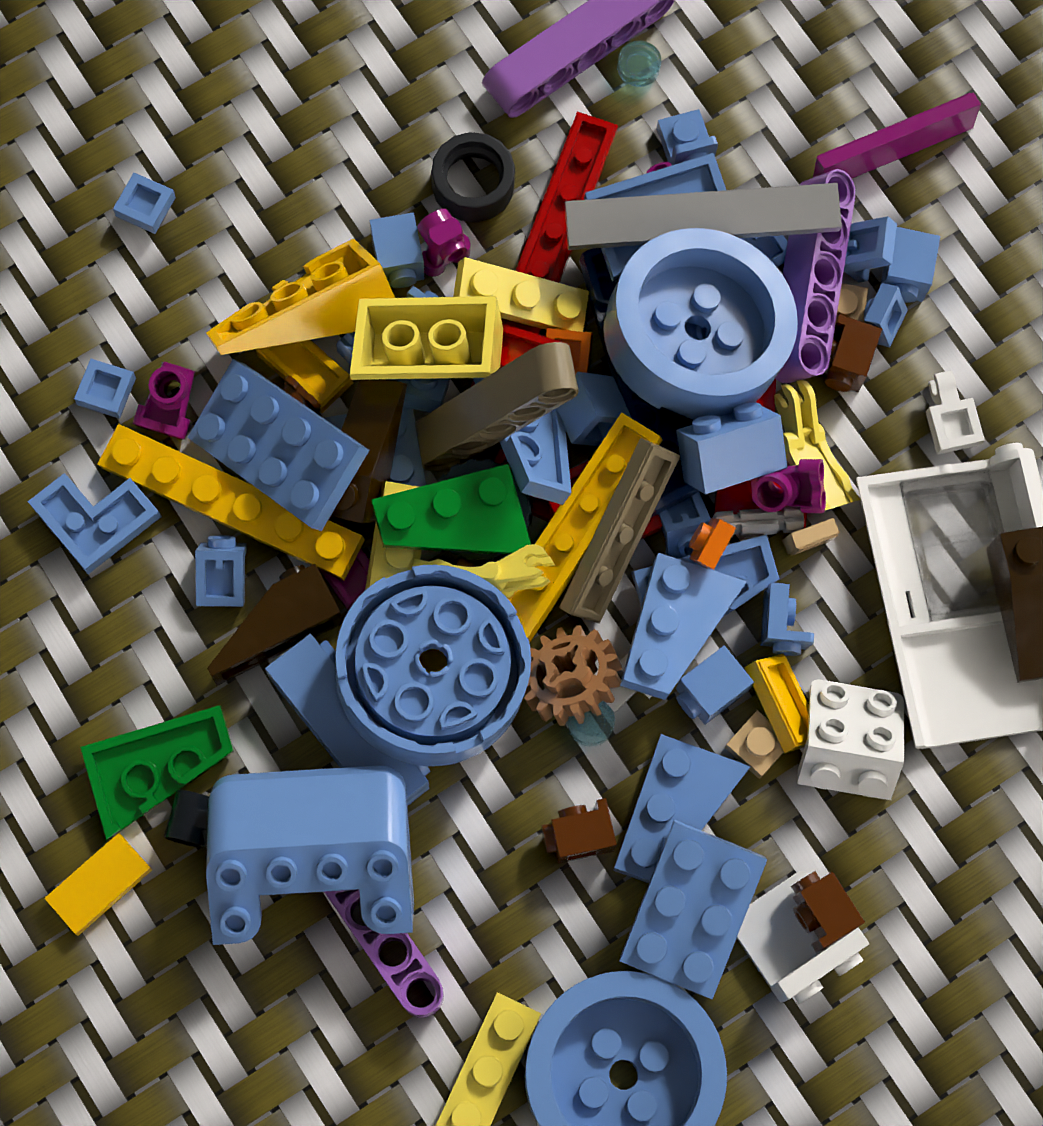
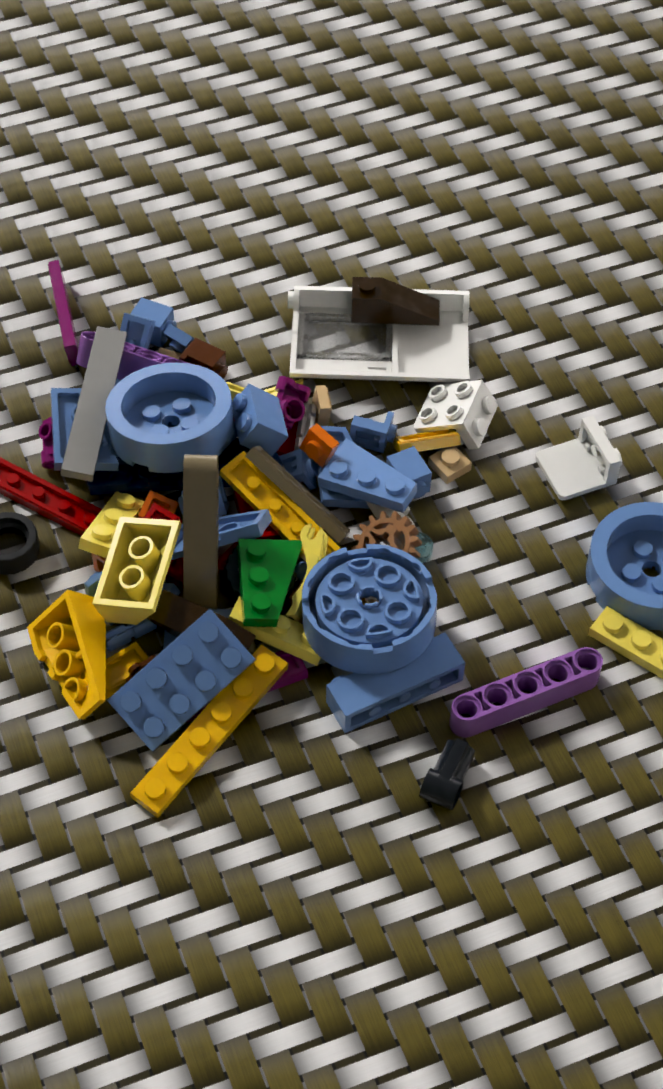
camera: 75 degrees left, 20 degrees down
(98, 530) = (208, 823): medium blue plate -> none
(98, 884) = (476, 860): yellow tile -> none
(105, 388) = (98, 799): medium blue plate -> none
(150, 764) = (394, 809): green wing -> none
(165, 413) = (128, 761): magenta plate -> none
(220, 572) = (262, 742): medium blue bracket -> none
(278, 622) = (308, 712): dark brown slope -> none
(308, 836) = (476, 701): medium blue windscreen -> none
(398, 249) = (44, 590): medium blue brick -> none
(444, 241) = (54, 561): magenta plate -> none
(580, 833) = (492, 560): reddish brown brick -> none
(679, 786) = (482, 514): medium blue wing -> none
(685, 137) = (23, 422): medium blue bracket -> none
(693, 909) = (554, 504): medium blue brick -> none
(824, 909) = (566, 439): reddish brown brick -> none
(952, 420) = (261, 324): white plate -> none

